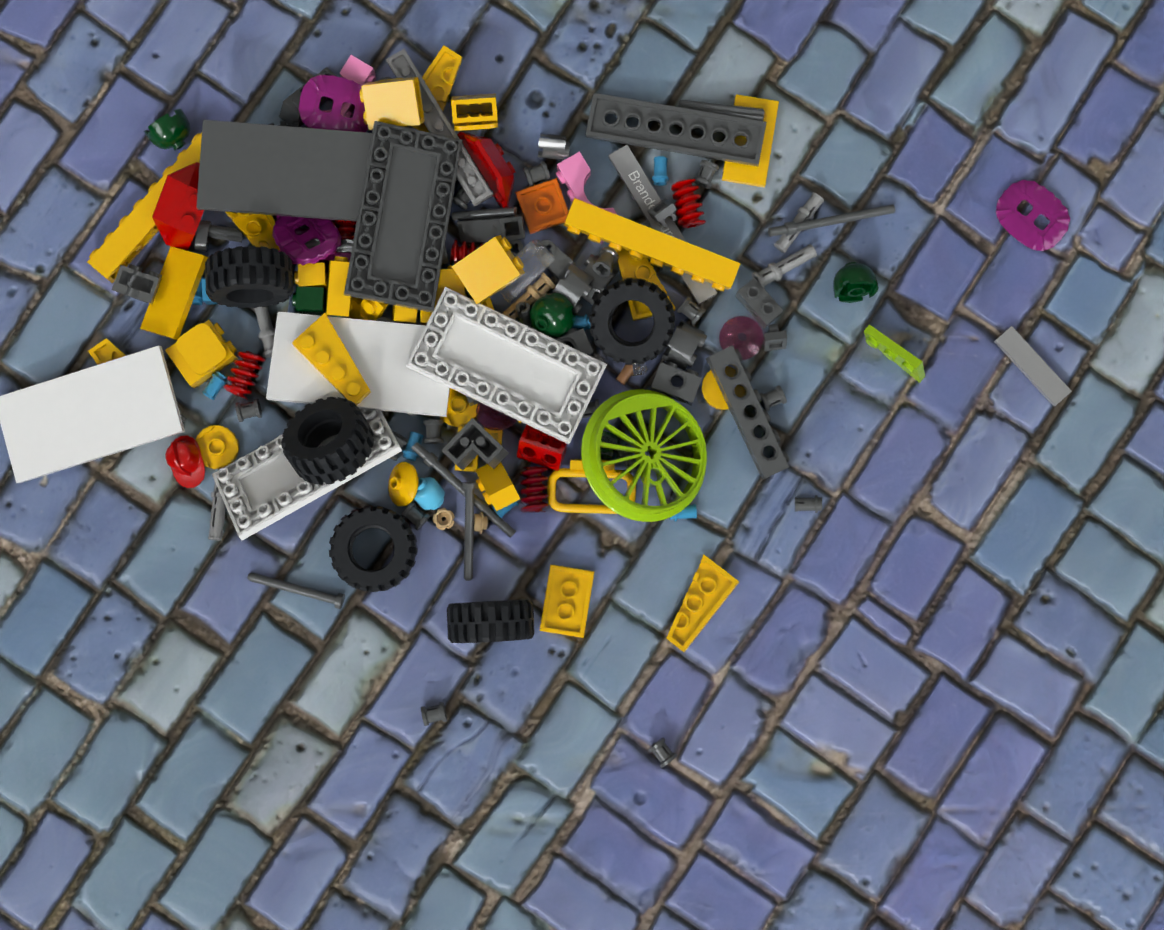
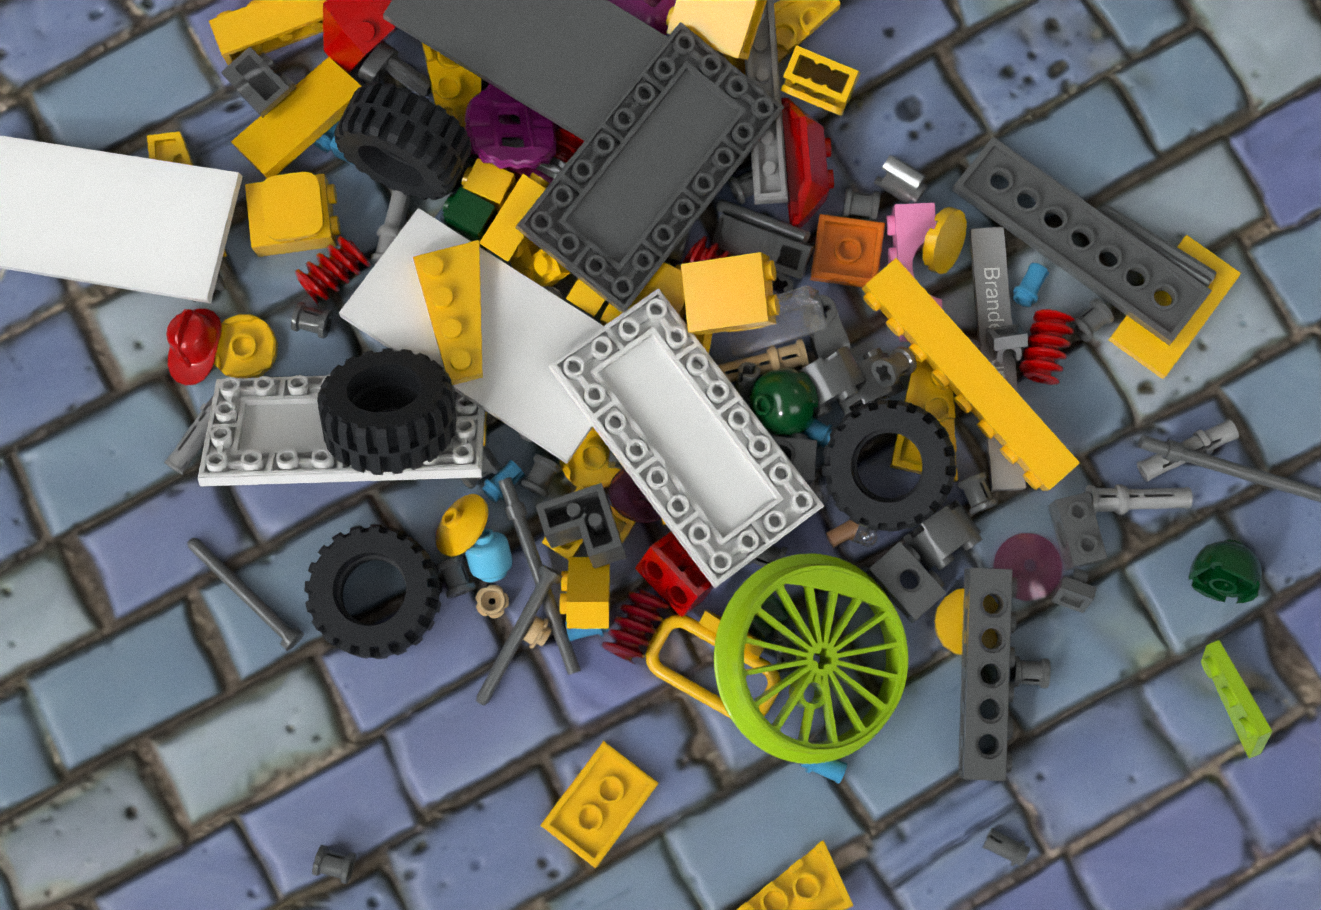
camera: 30 degrees right, 5 degrees down
(215, 385) = (286, 265): dark azure pin -> none
(490, 621) = (476, 777): black tyre -> none
(598, 171) = (945, 241): none -> yellow tile

